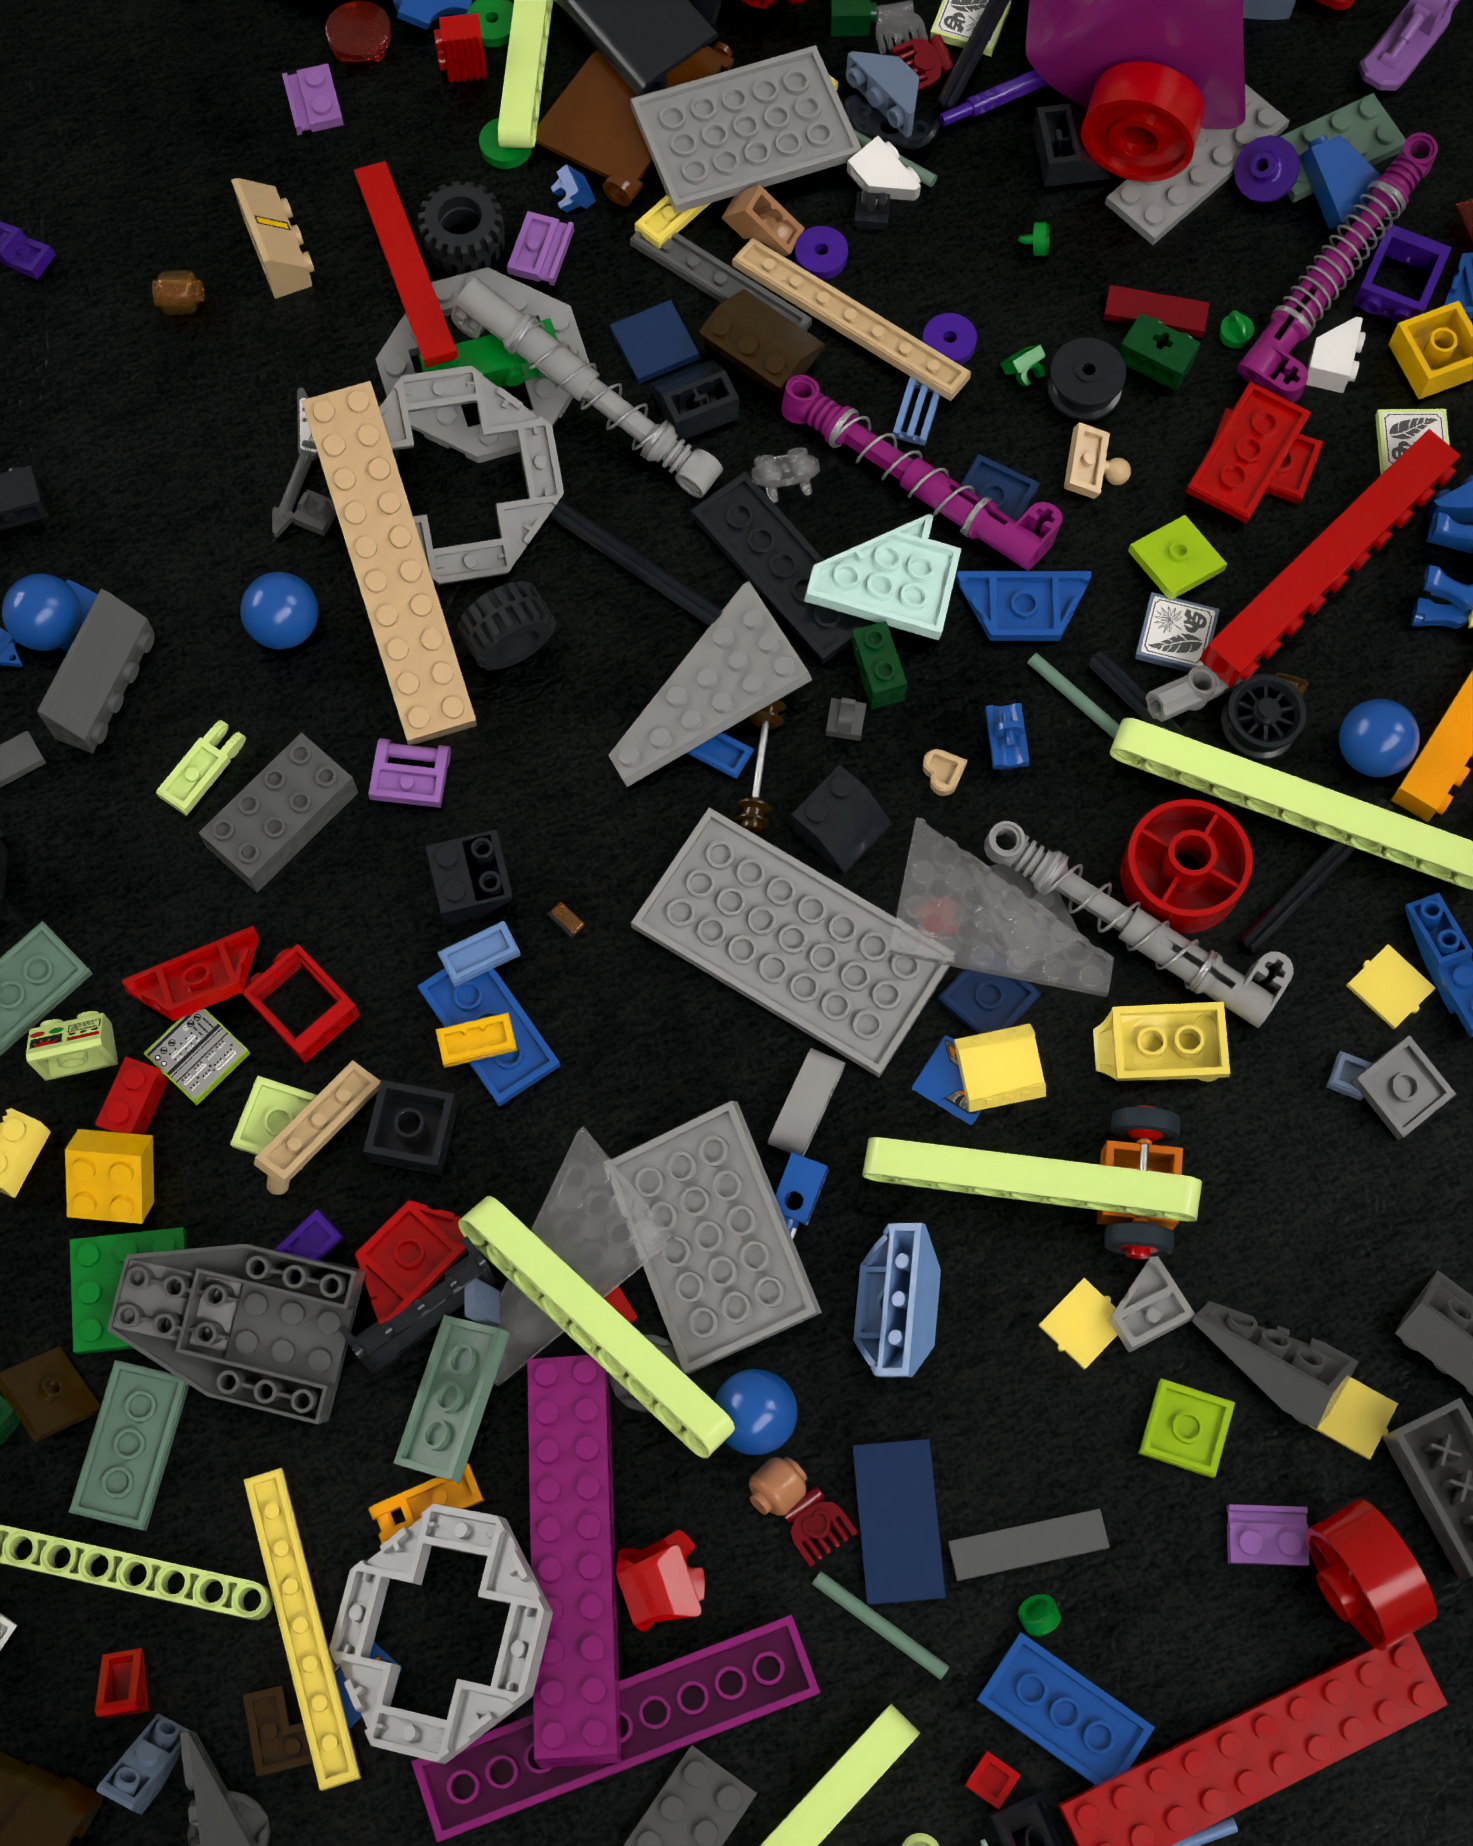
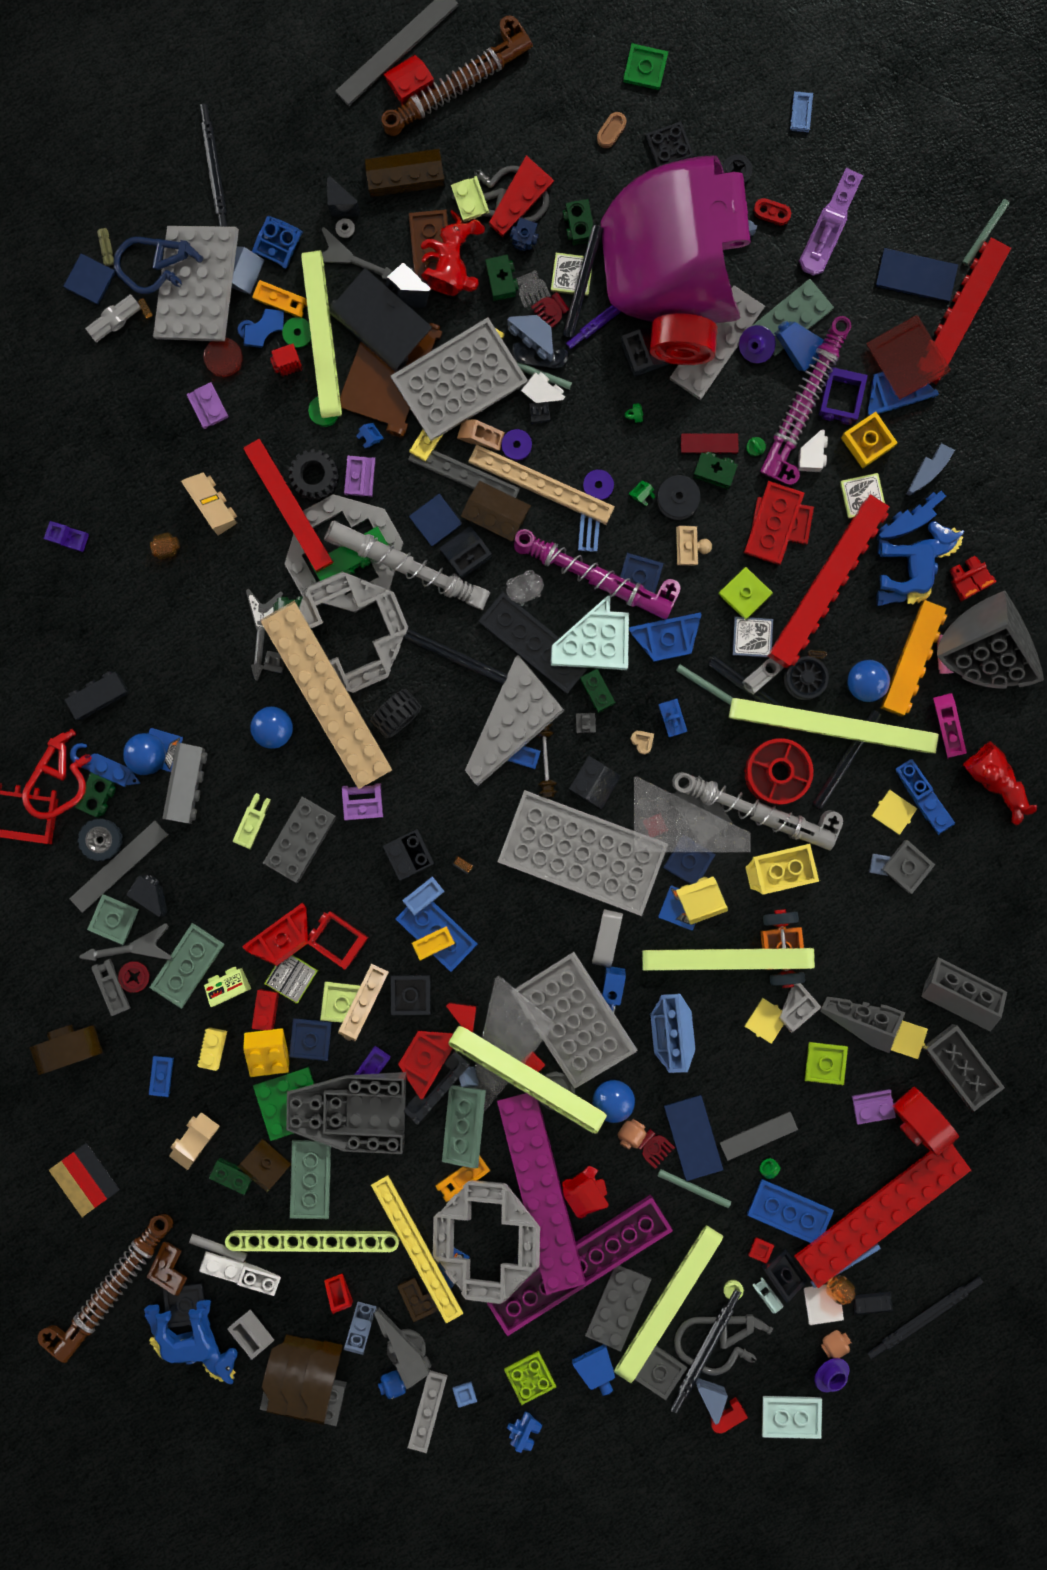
camera: 10 degrees left, 15 degrees up
(202, 1178) = (310, 1039): none -> dark blue tile
(504, 1183) = (463, 1014): none -> red slope

